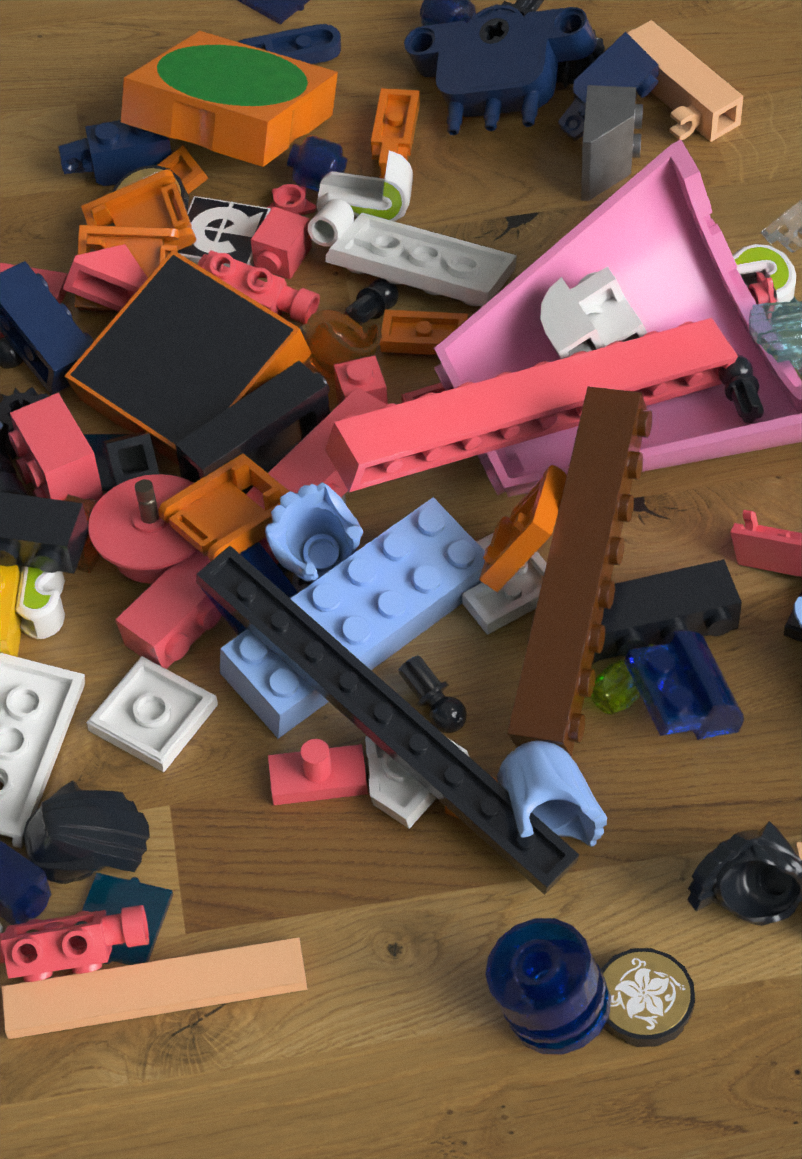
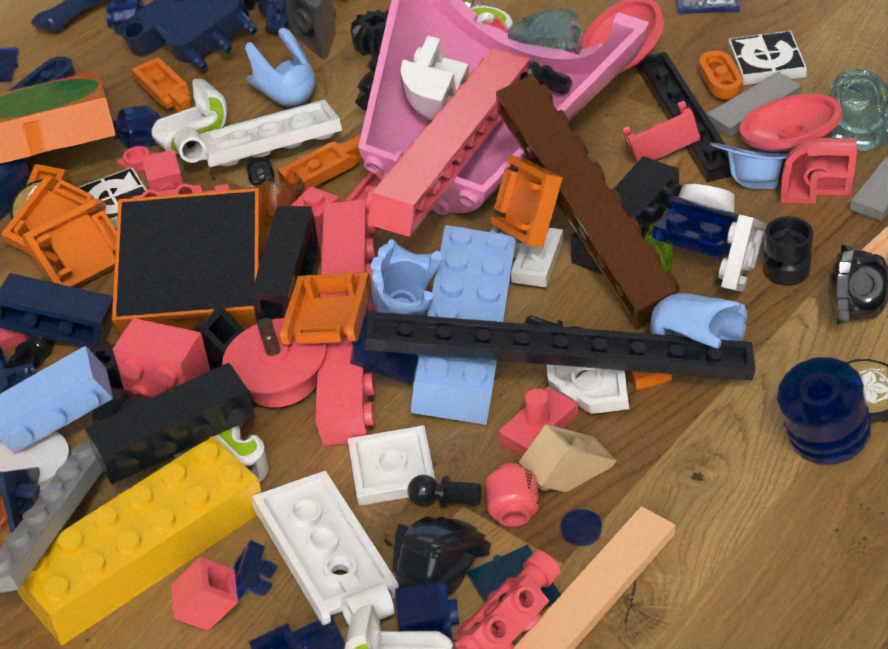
camera: 40 degrees left, 10 degrees down
(106, 276) = (82, 252): coral slope -> none
(158, 778) = (425, 490): none -> black axle
(202, 830) = (512, 495): none -> coral head
(236, 912) = (581, 527): none -> clear blue piece
(289, 834) = (565, 458): none -> tan slope
(502, 209) = (291, 81): none -> light blue hair
(696, 741) = (746, 241): none -> white plate
(741, 661) = (709, 195): none -> white piece
(743, 781) = (787, 250): none -> black wheel

